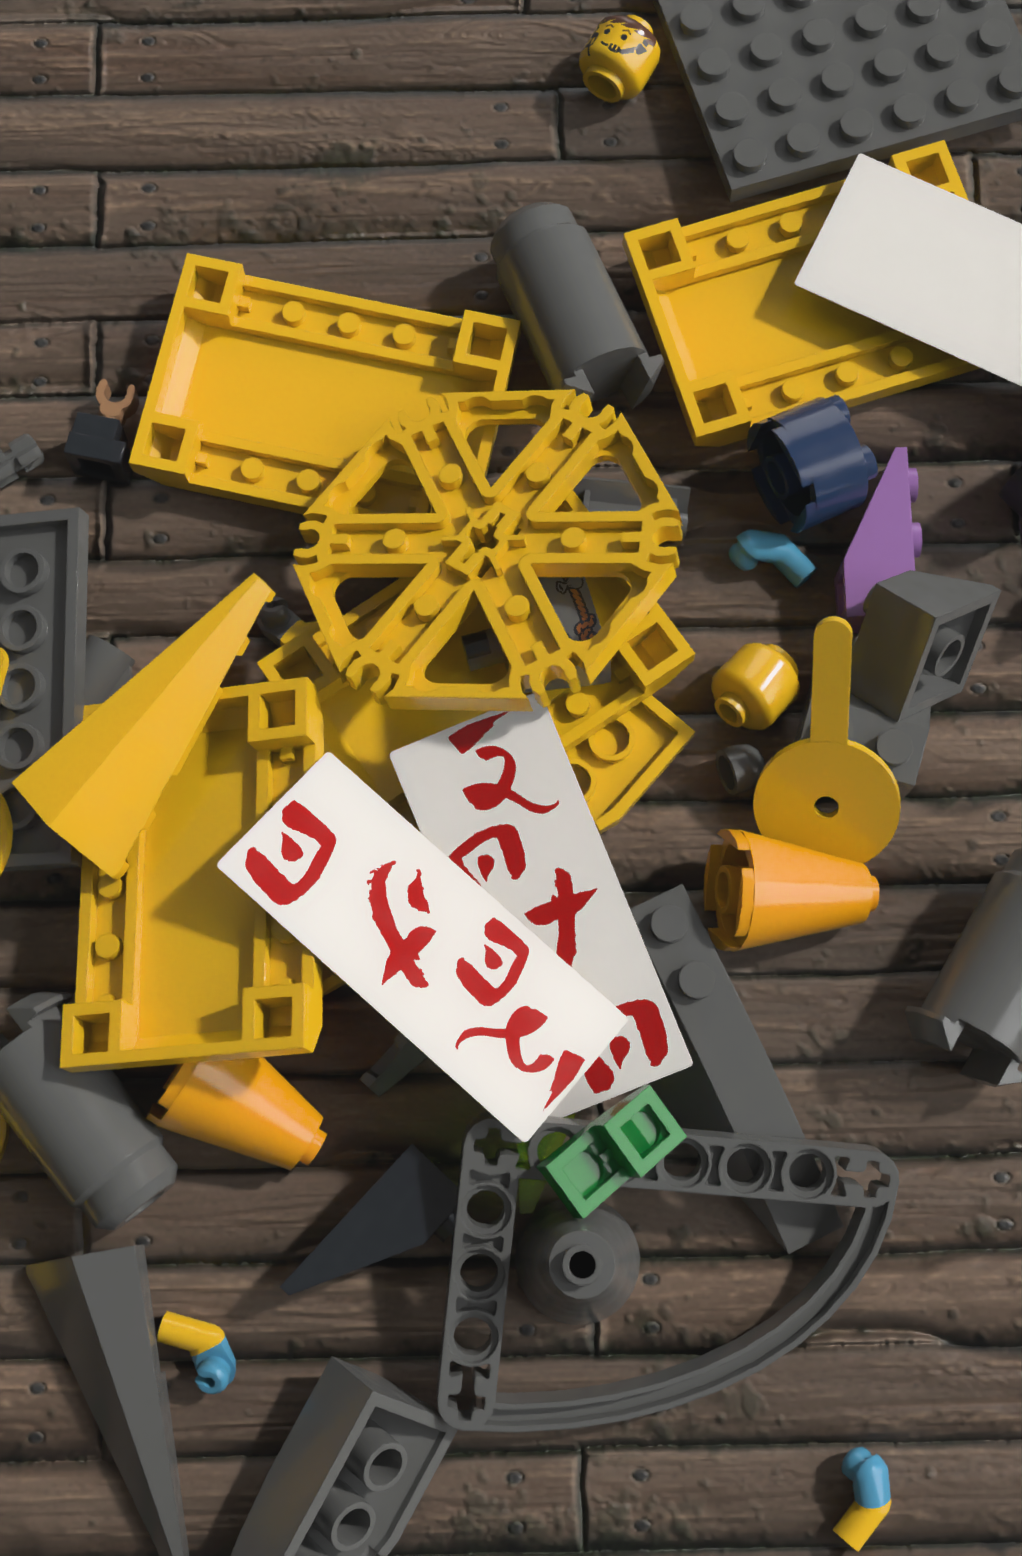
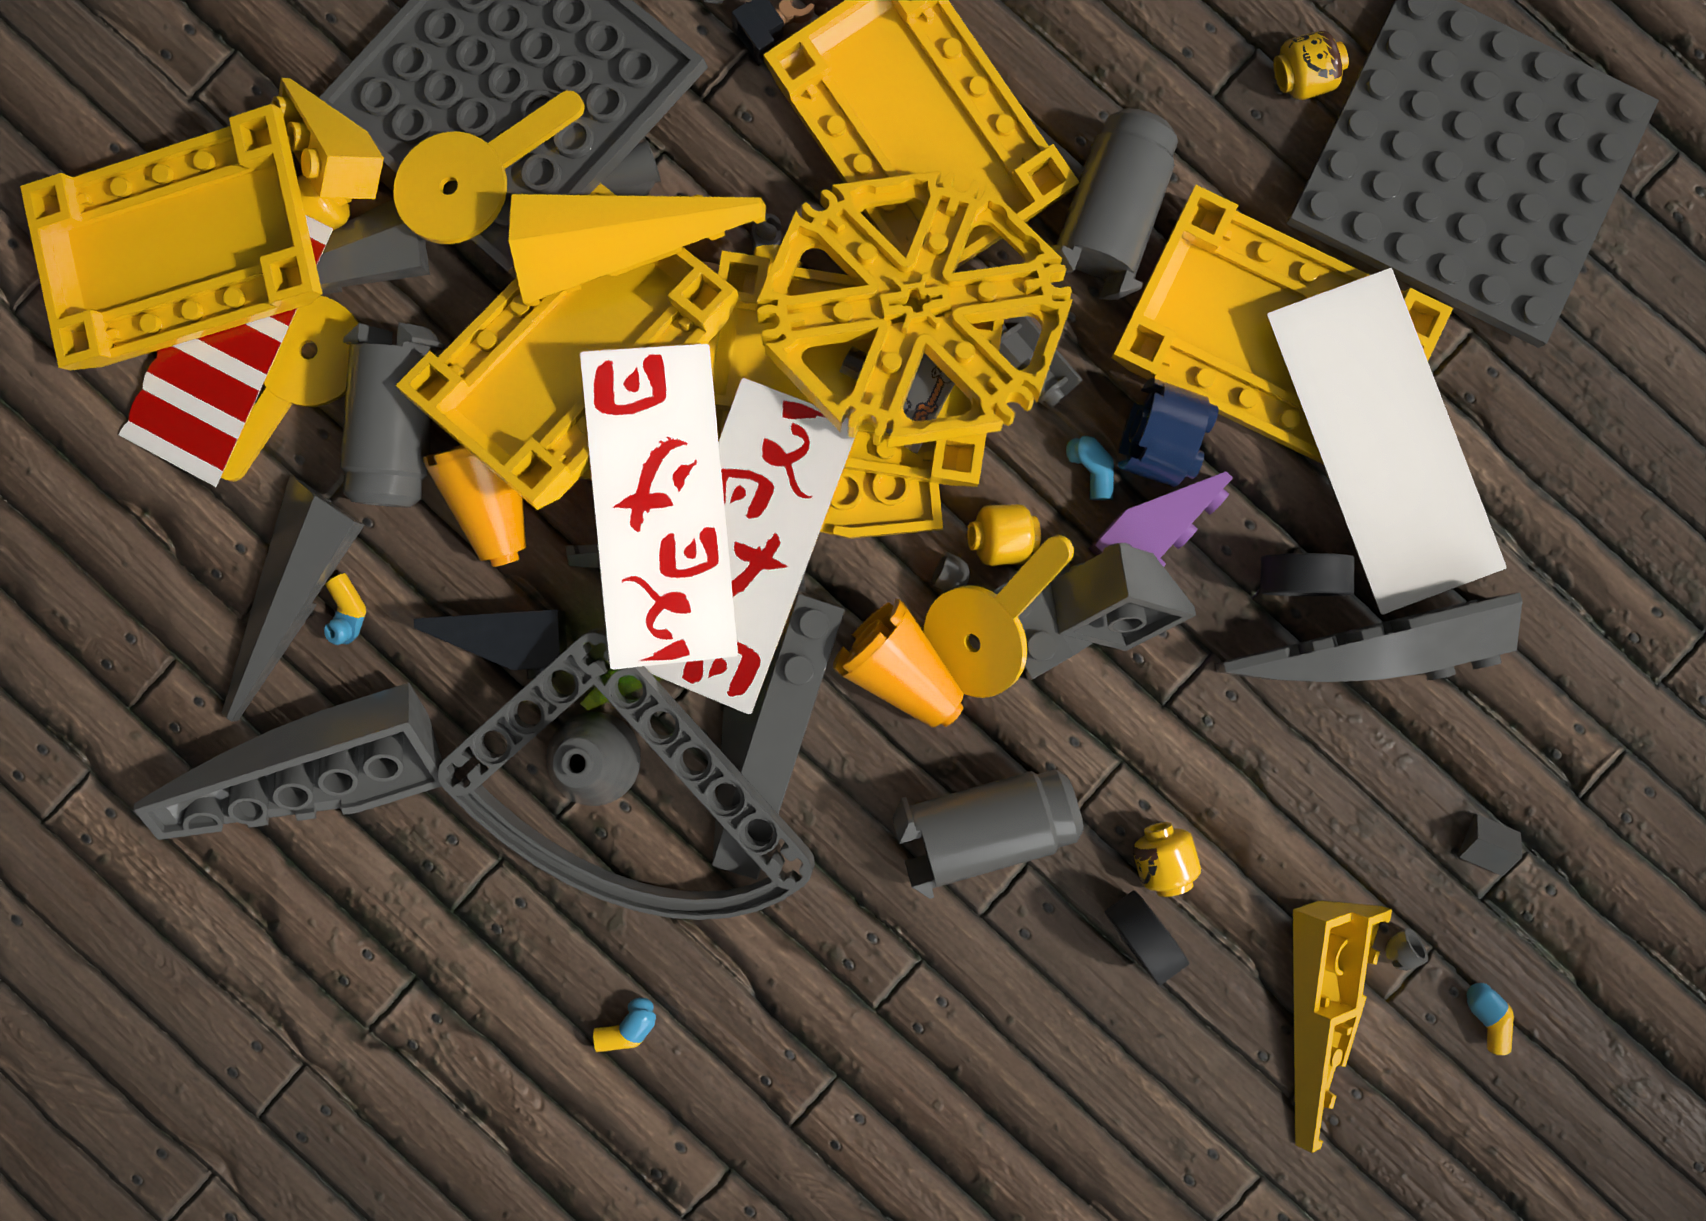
camera: 40 degrees right, 10 degrees up
(611, 1150) = (656, 717): green slope -> none

